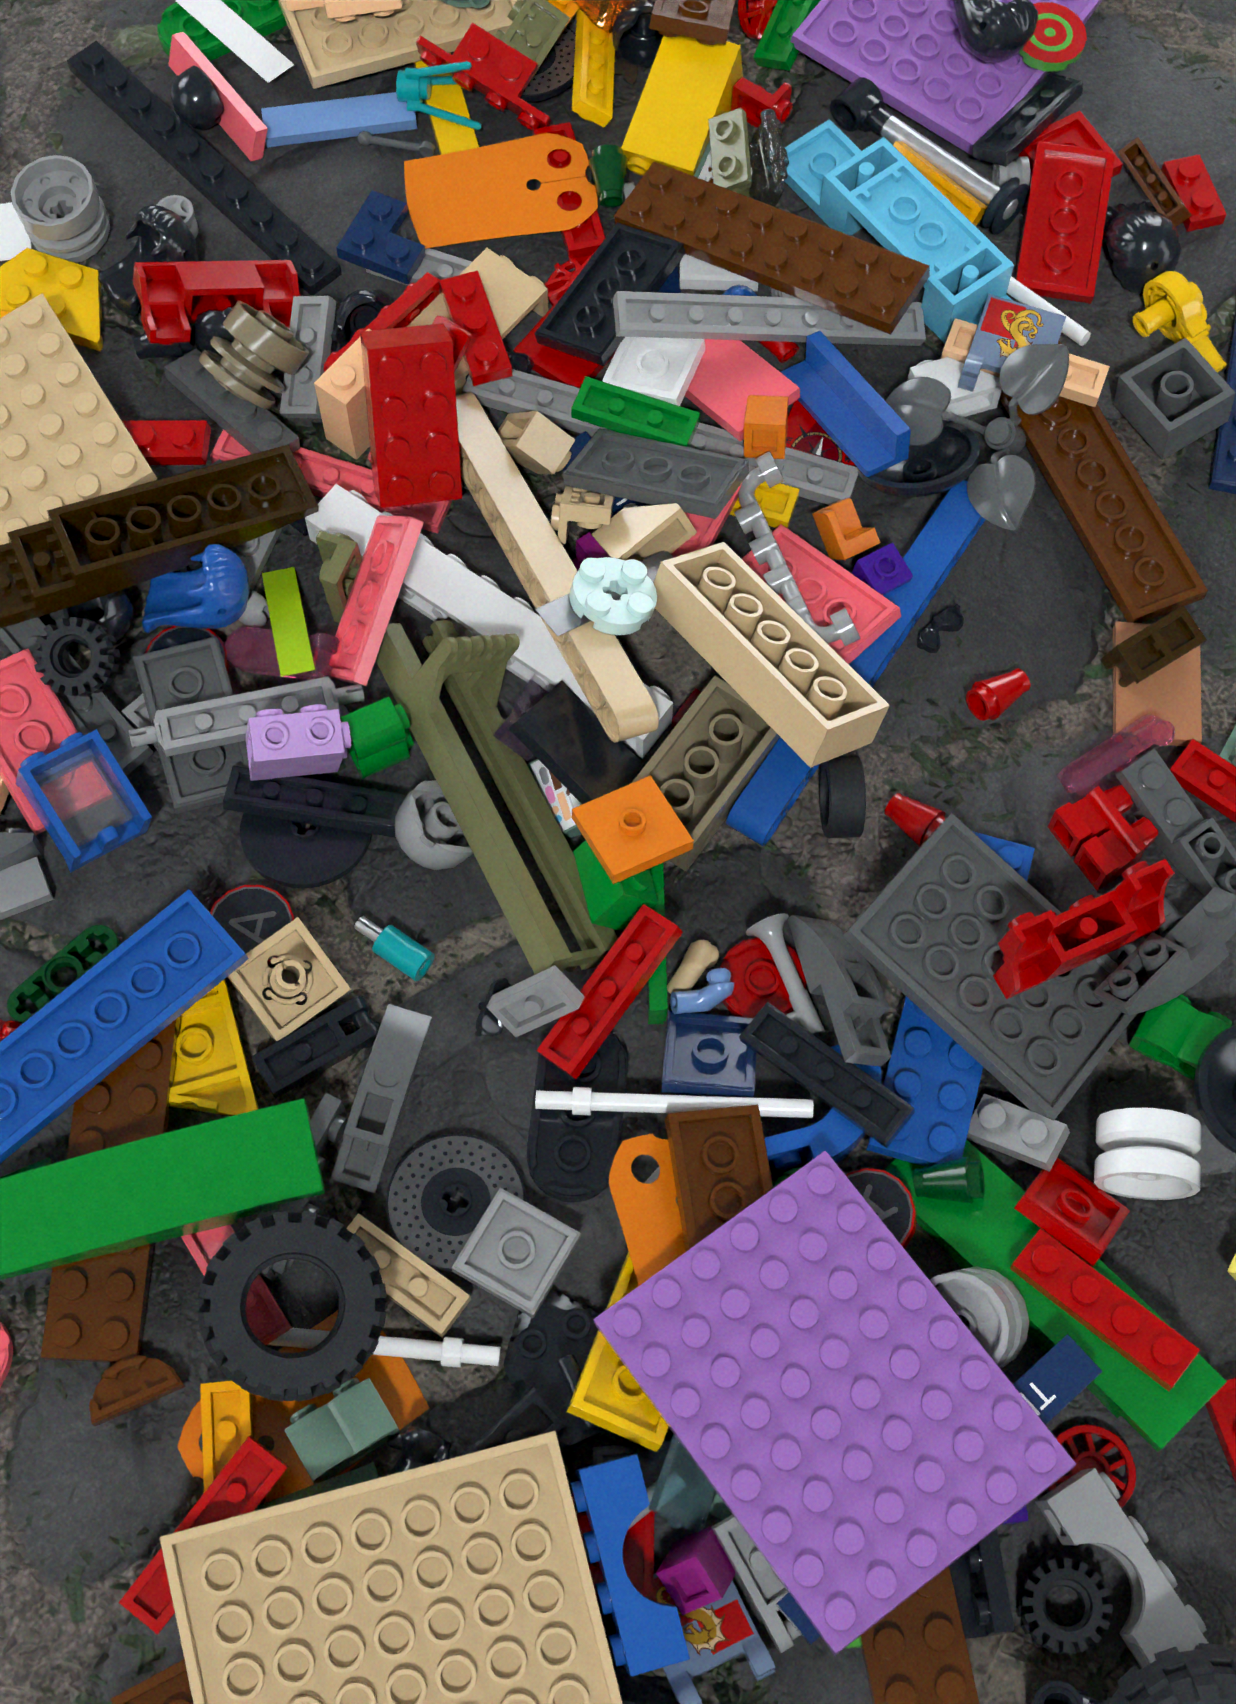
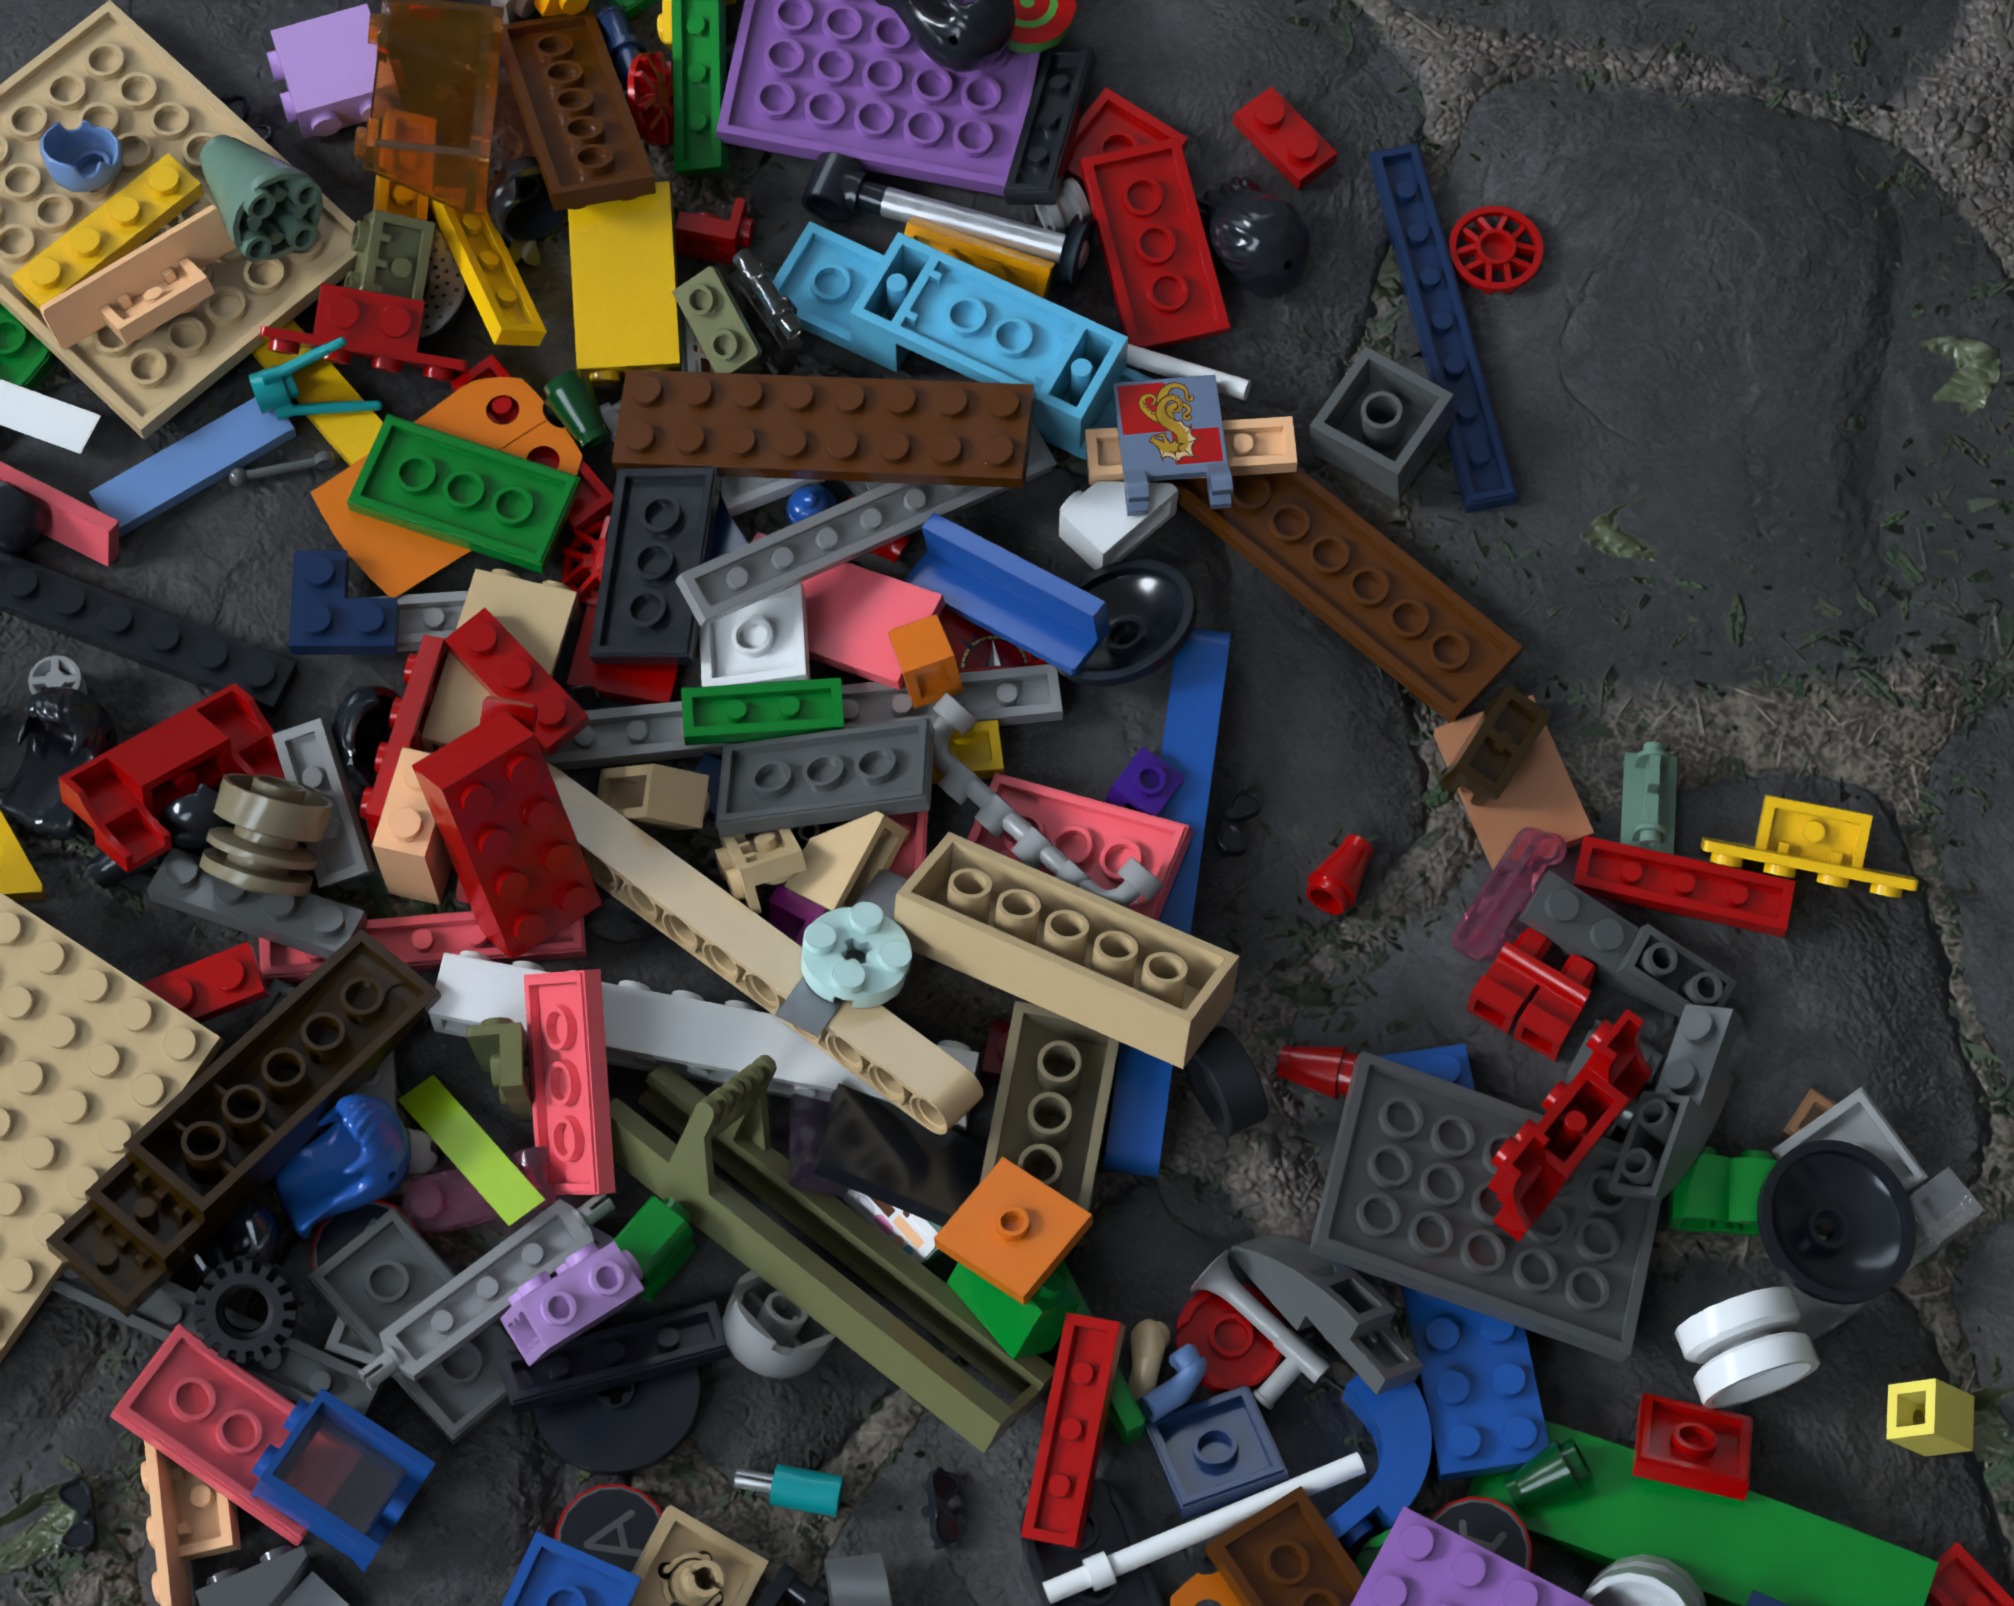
camera: 25 degrees left, 0 degrees up
(505, 199) = (464, 493): none -> green tile
(535, 1001) = (994, 1480): light grey plate -> none
(826, 1075) = (1359, 1417): black tile -> none
(842, 530) = (1073, 752): orange panel -> none
(1007, 485) = (1224, 482): dark grey plant -> none
(1017, 1132) = (1594, 1385): light grey plate -> none
(1105, 1309) = (1777, 1543): red plate -> none
(1154, 182) = (1236, 147): reddish brown piece -> none
(1177, 314) = (1339, 307): yellow pin -> none

